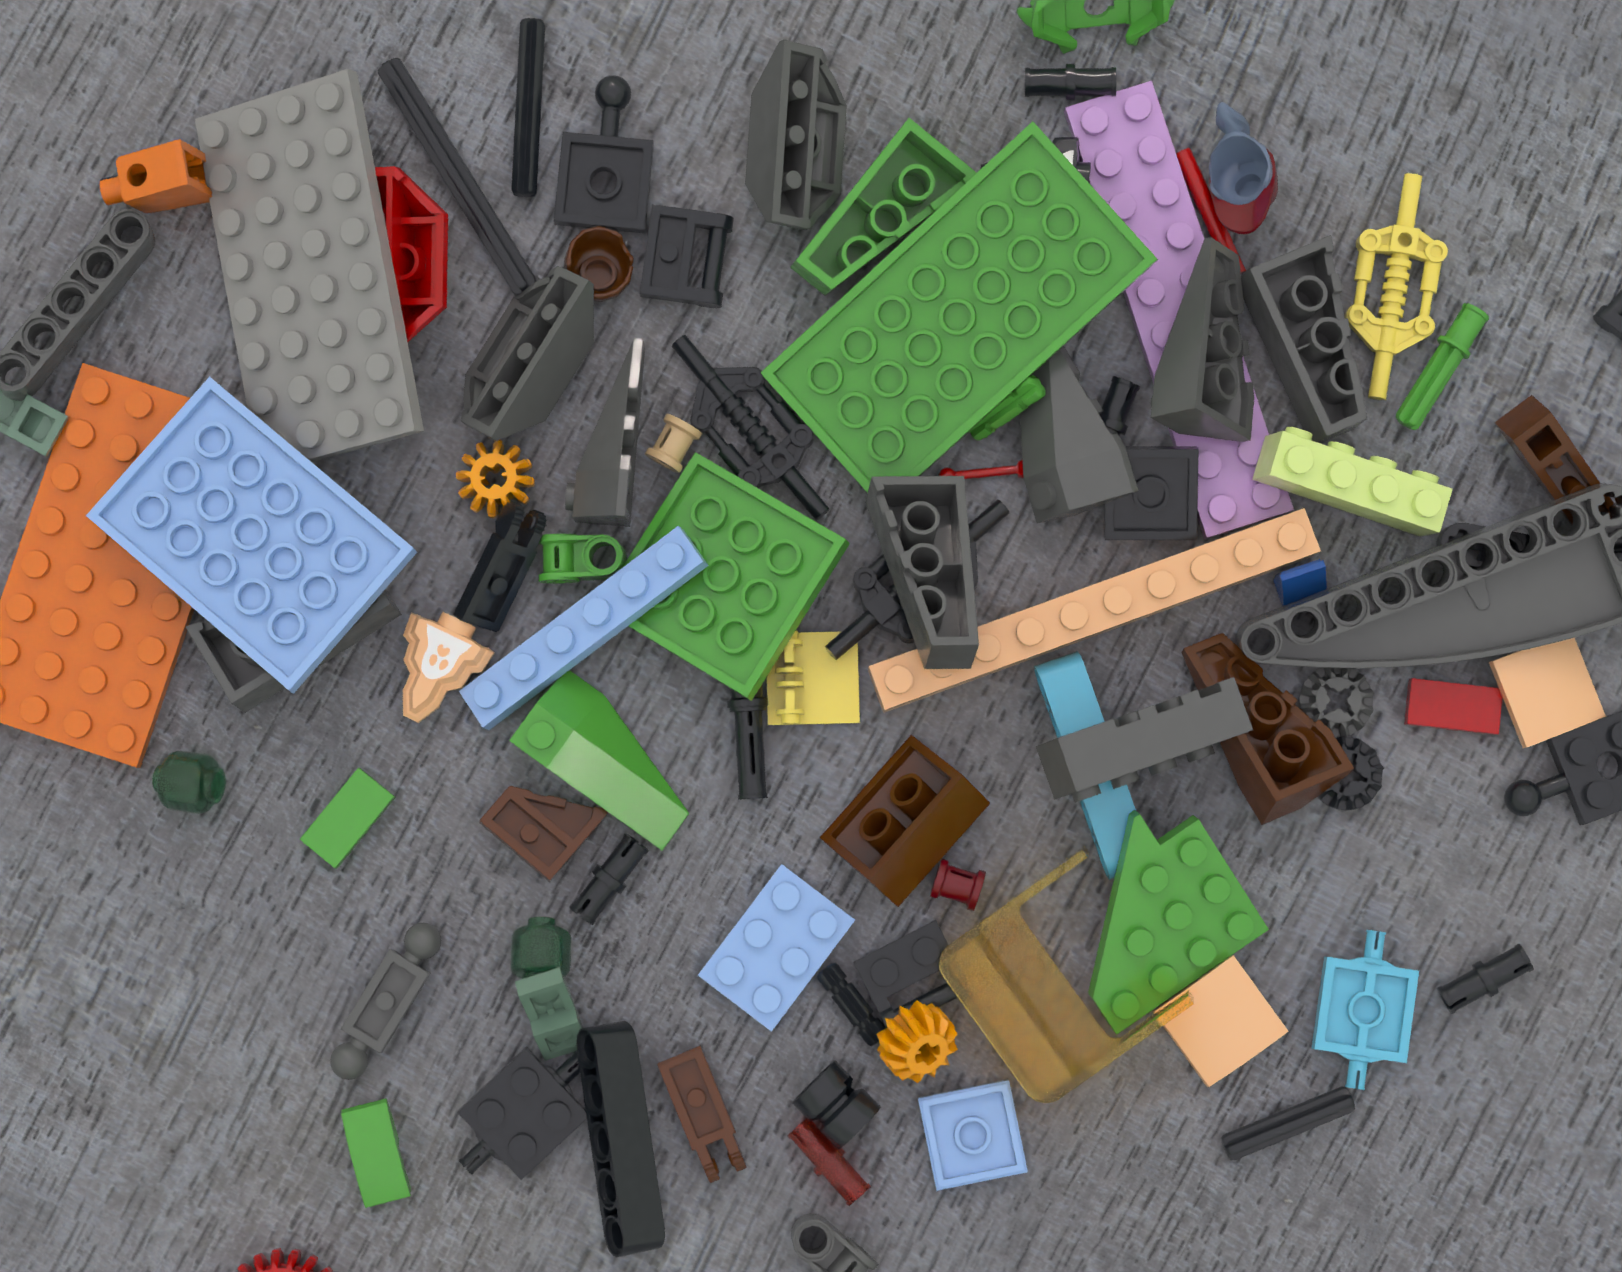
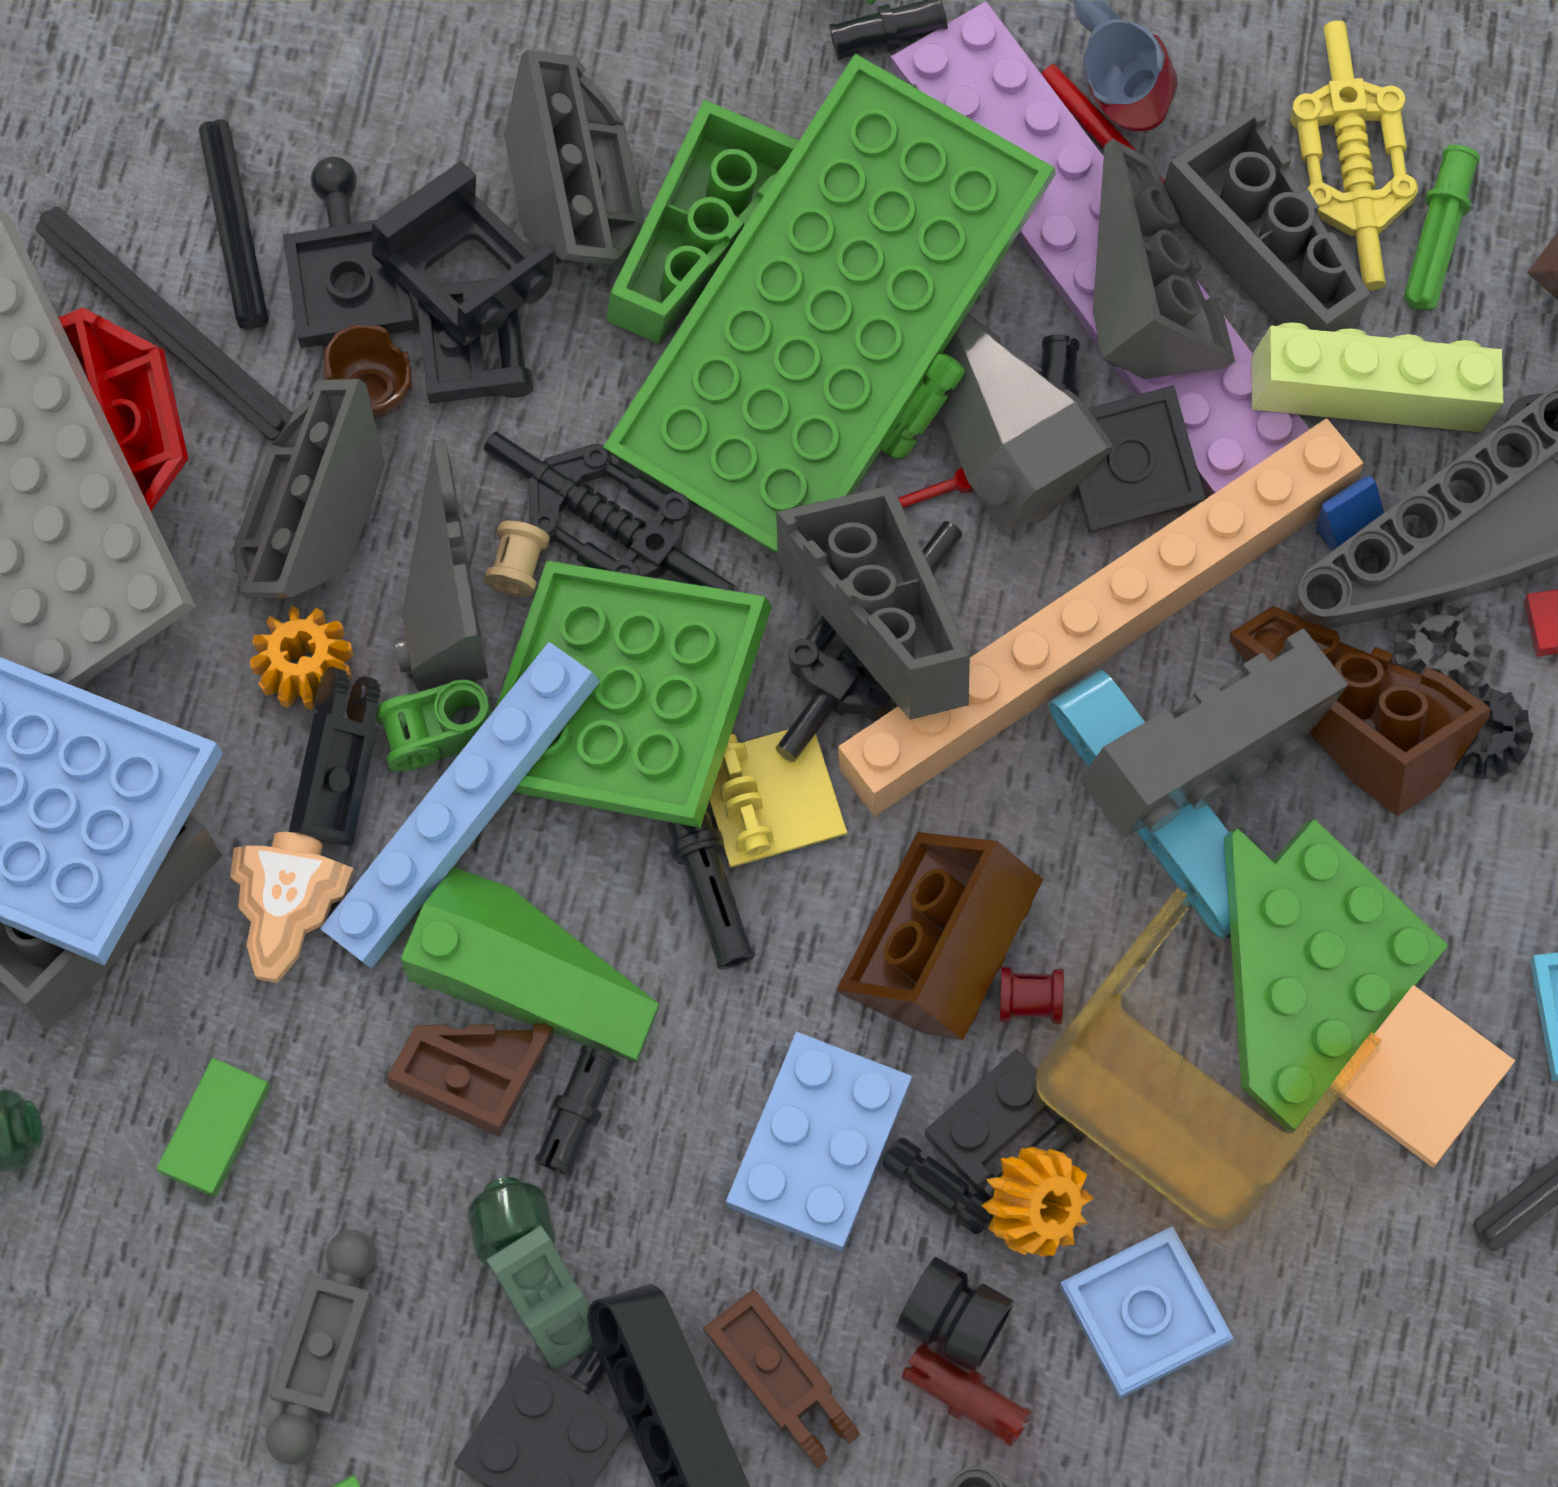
camera: 10 degrees left, 15 degrees down
(677, 160) = (439, 221): none -> black window

